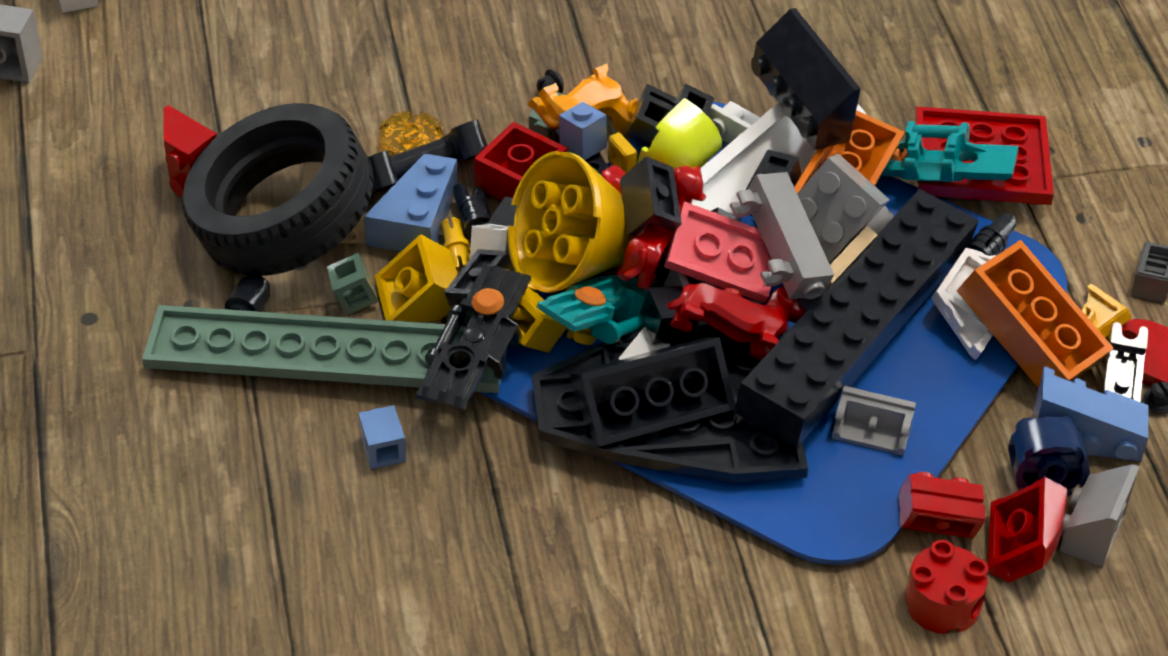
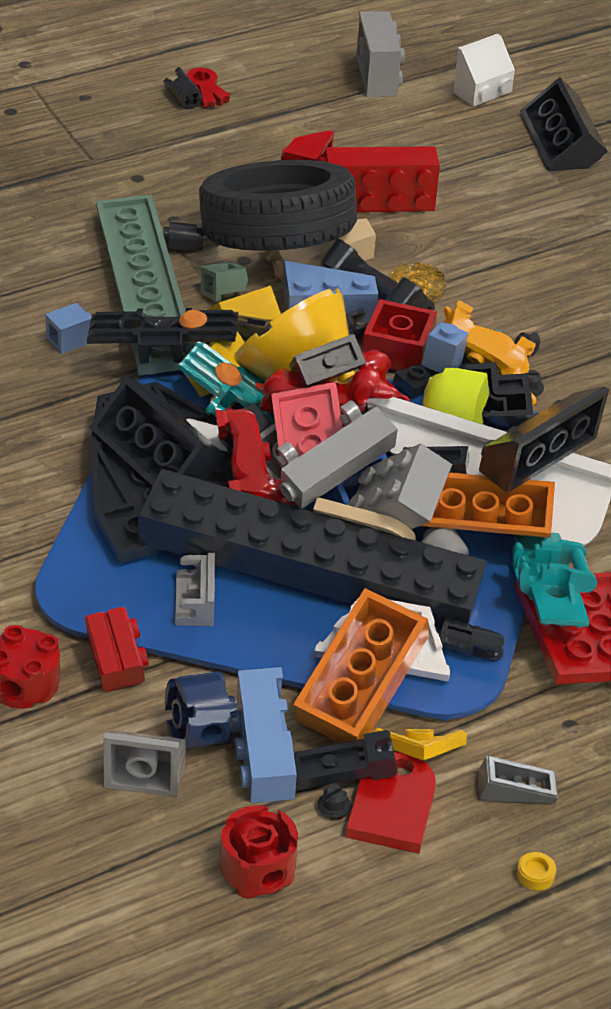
camera: 70 degrees right, 5 degrees down
(245, 84) = (391, 176): none -> red brick
(1025, 529) = (106, 709): red slope -> none

